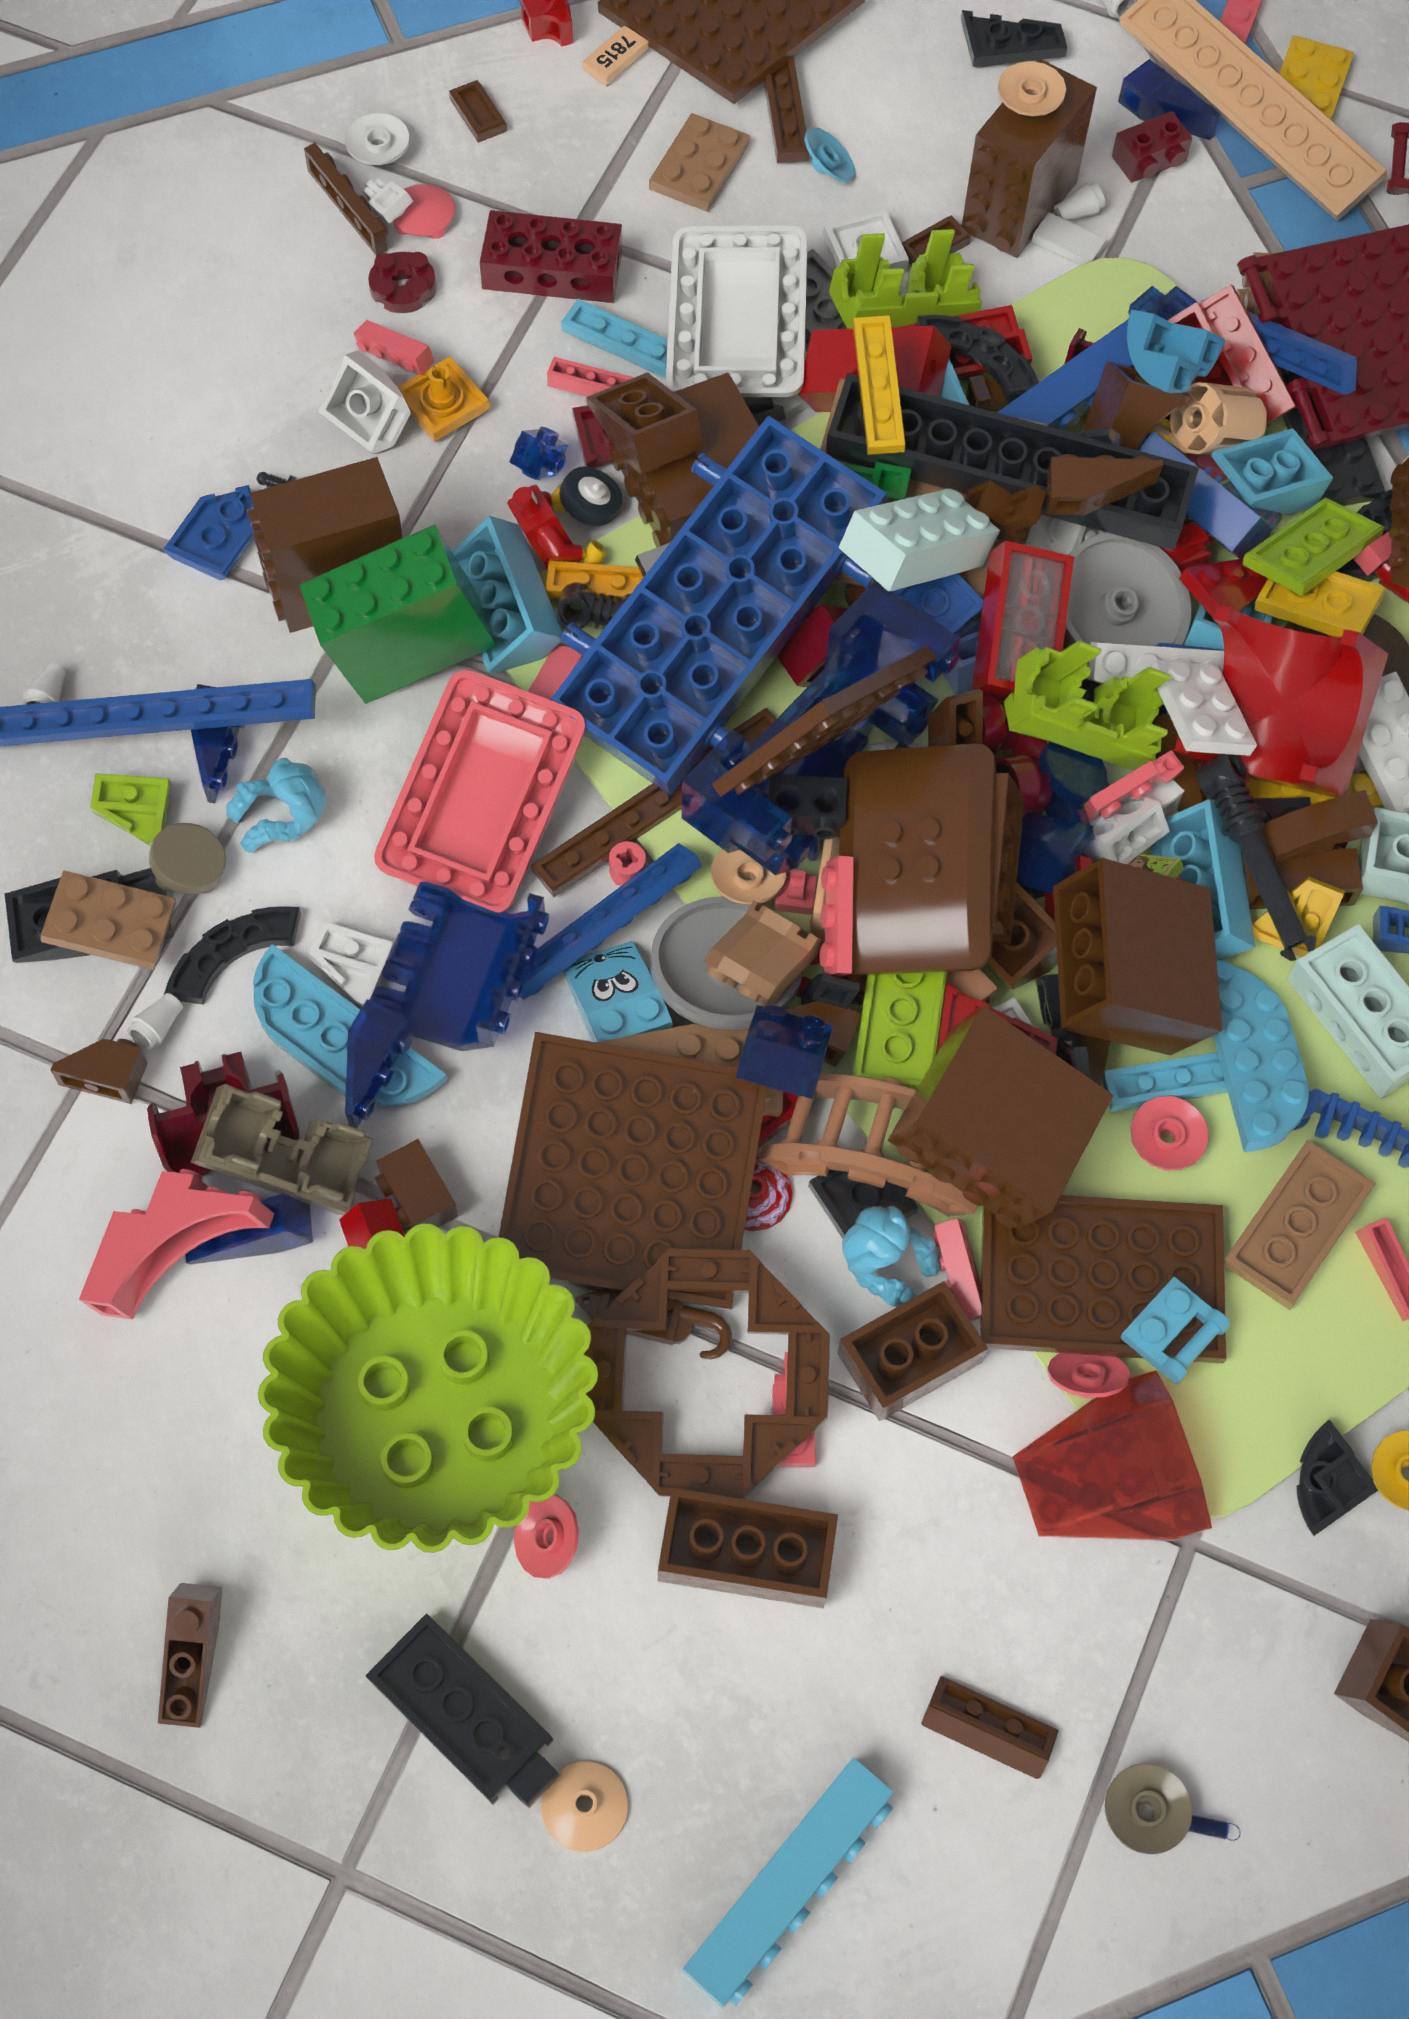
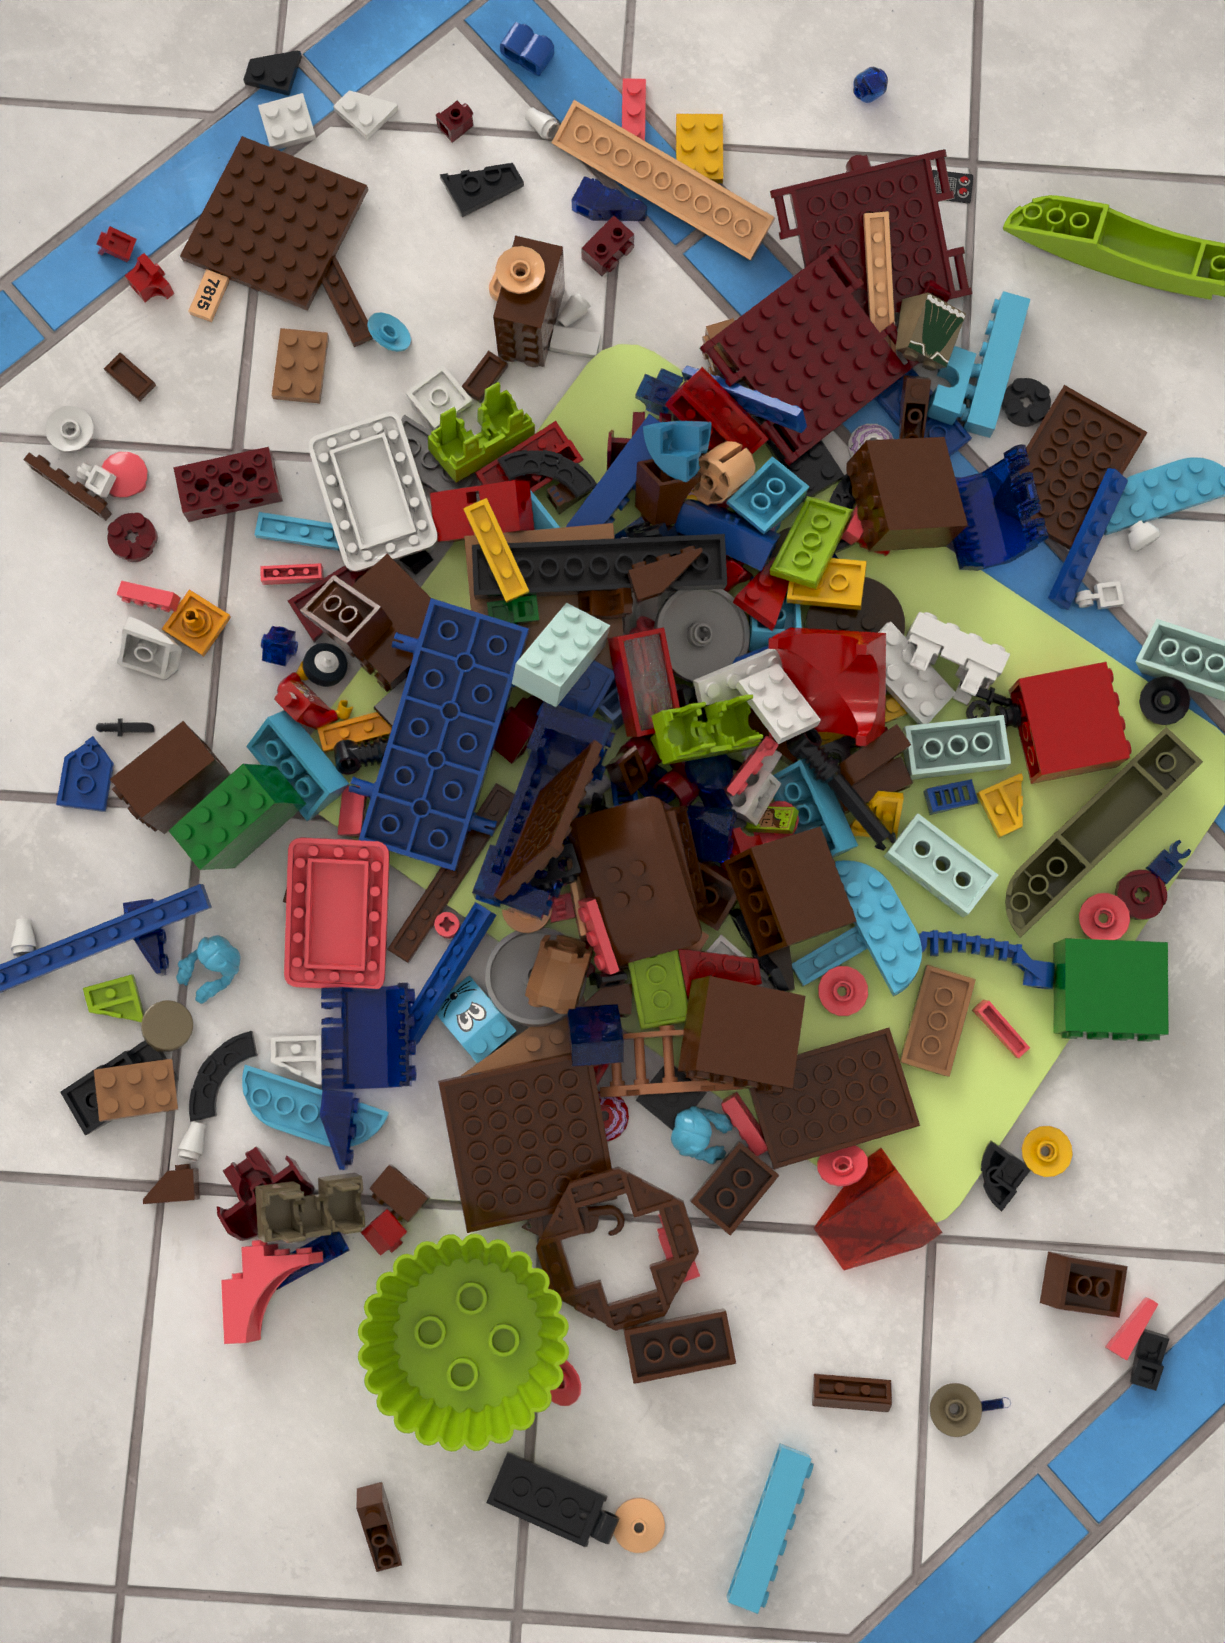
camera: 20 degrees left, 15 degrees up
(1165, 1320) = (877, 1116): medium azure plate -> none

